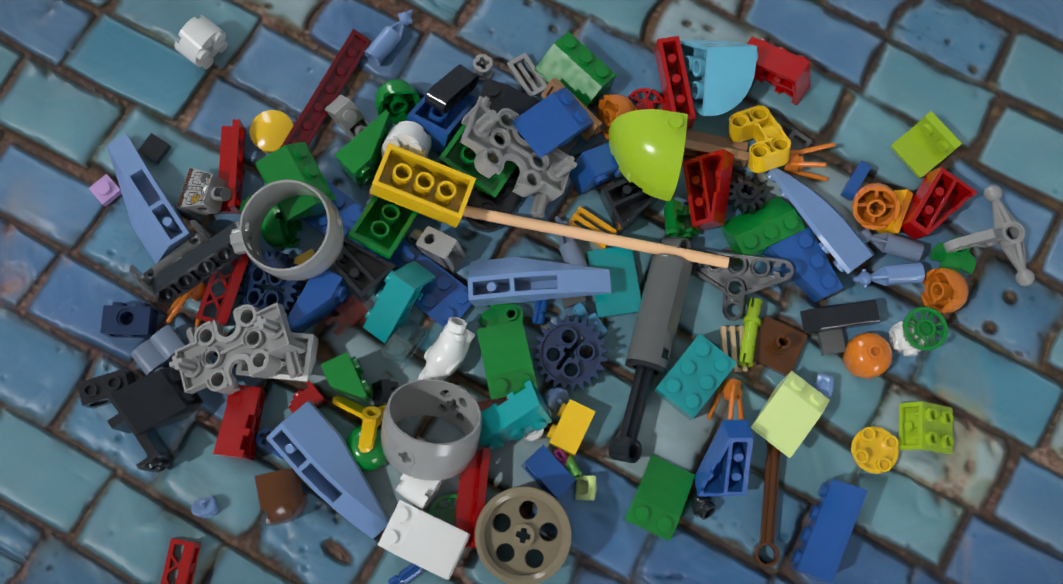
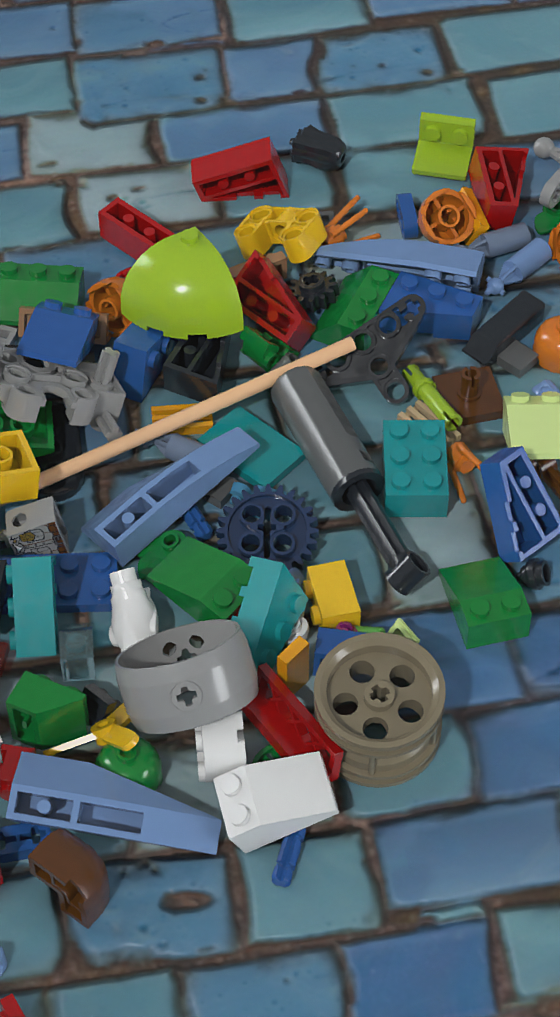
camera: 35 degrees left, 25 degrees down
(504, 462) = (294, 664): none -> light orange tile
(718, 73) = (188, 197): medium azure brick -> none
(841, 85) = (317, 149): none -> black piece

